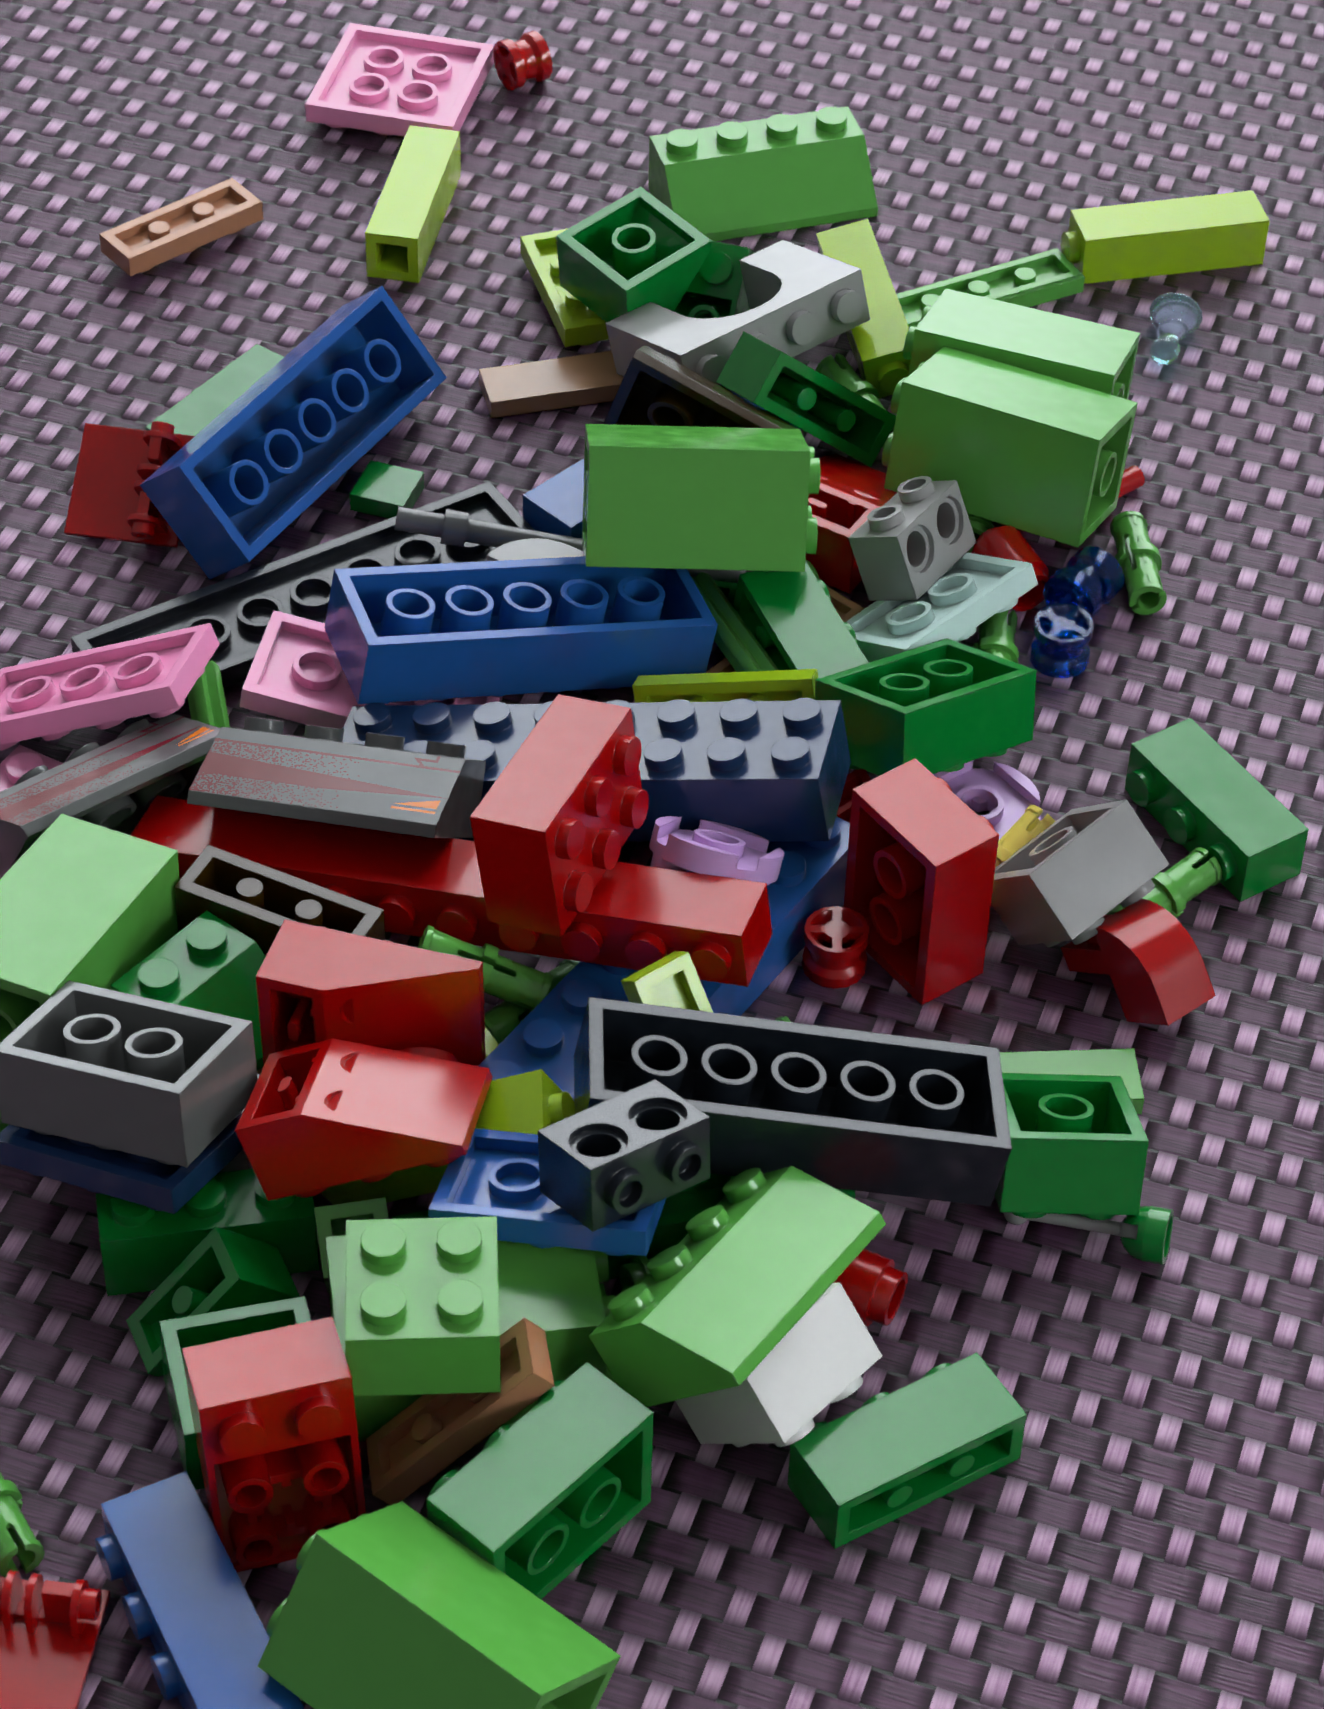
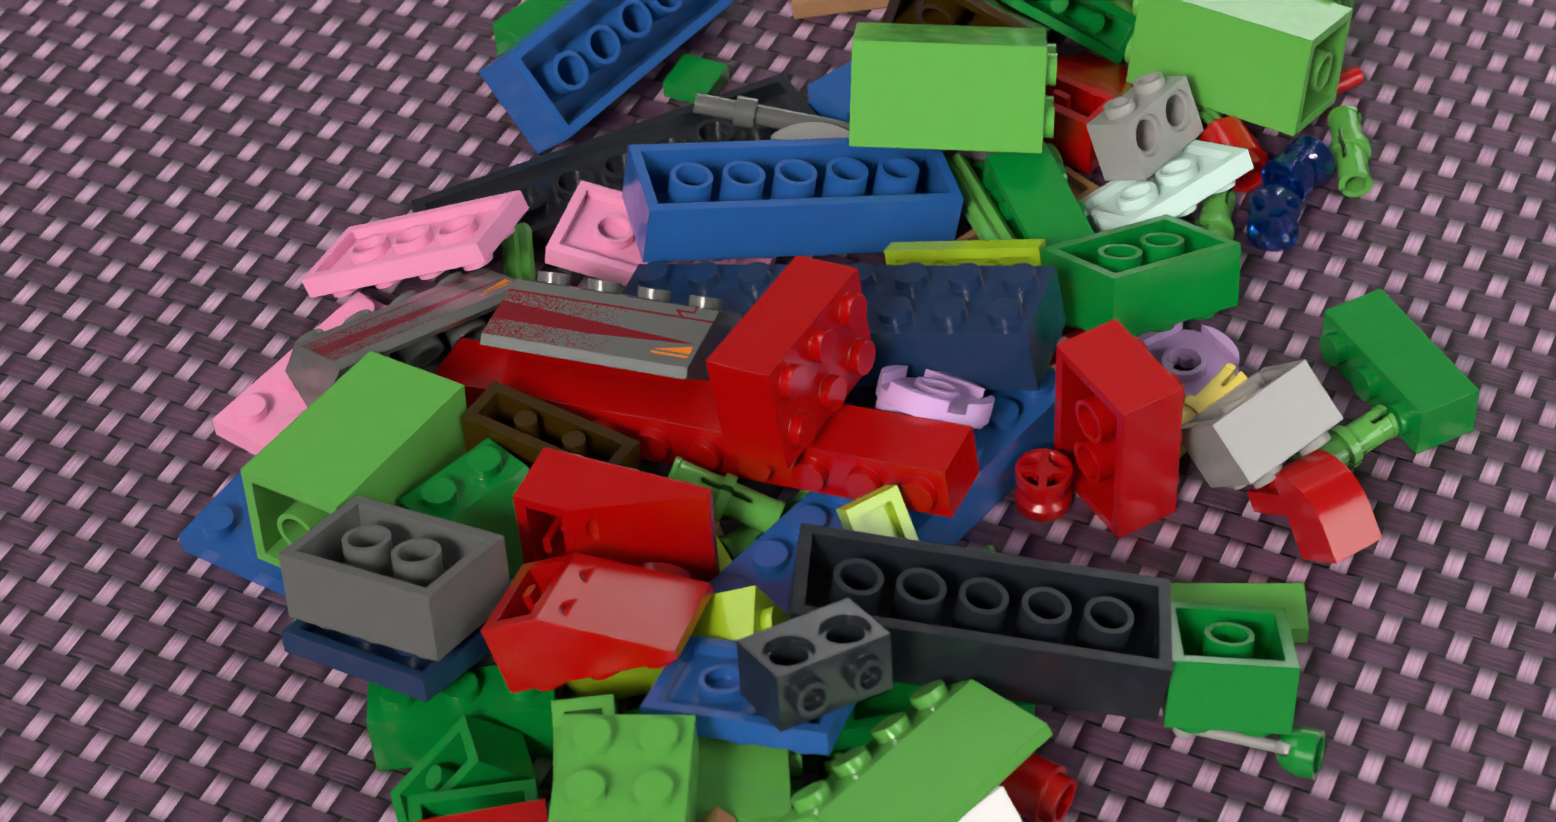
camera: 10 degrees right, 0 degrees up
(107, 483) = (454, 81): red hinge -> none

